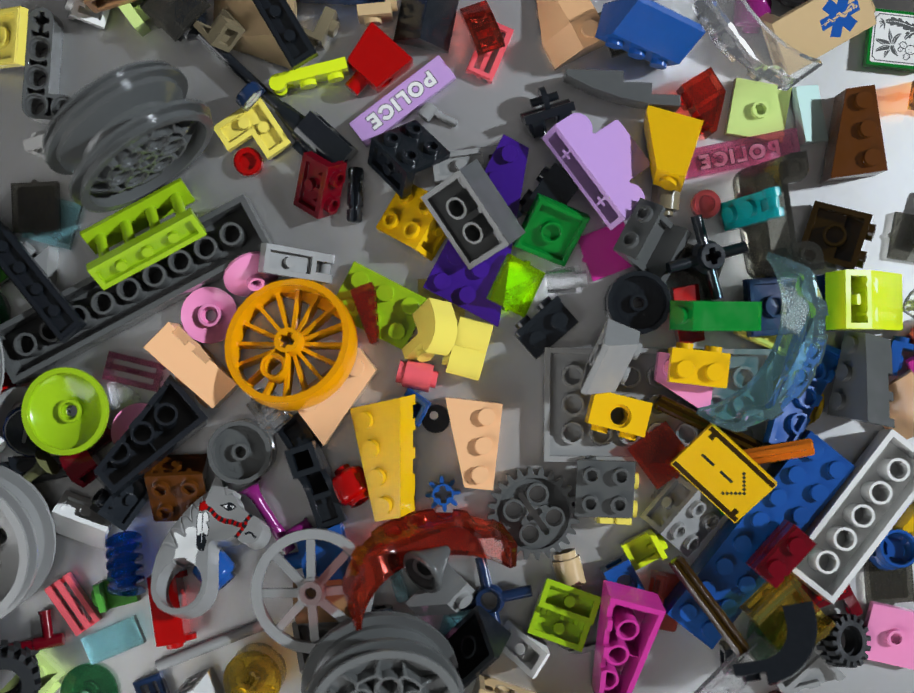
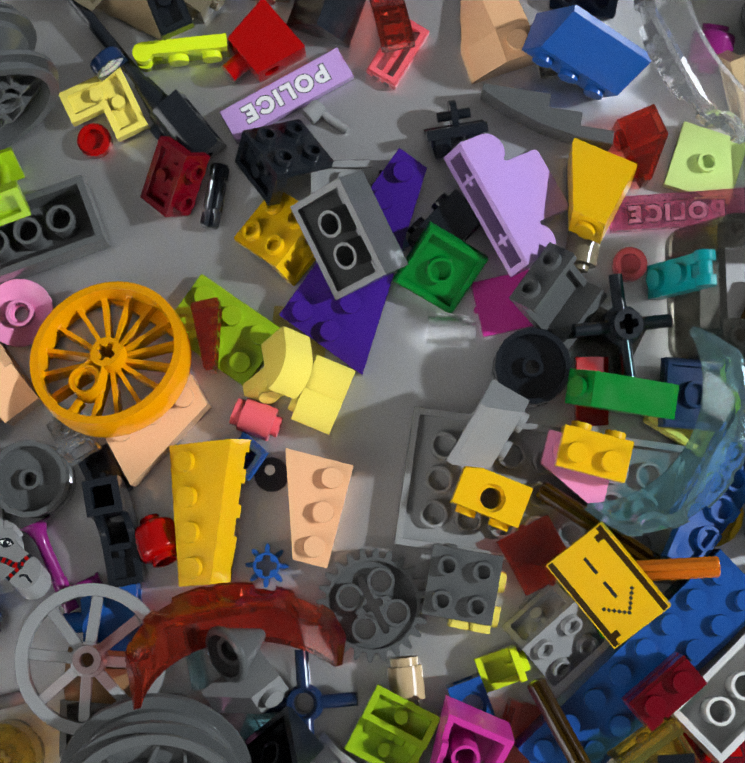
camera: 10 degrees right, 5 degrees down
(242, 275) = (76, 268): bright pink dish -> none
(295, 263) = (131, 264): light grey plate -> none
(515, 285) = (389, 328): clear neon green piece -> none
(545, 327) = (418, 382): black bracket -> none

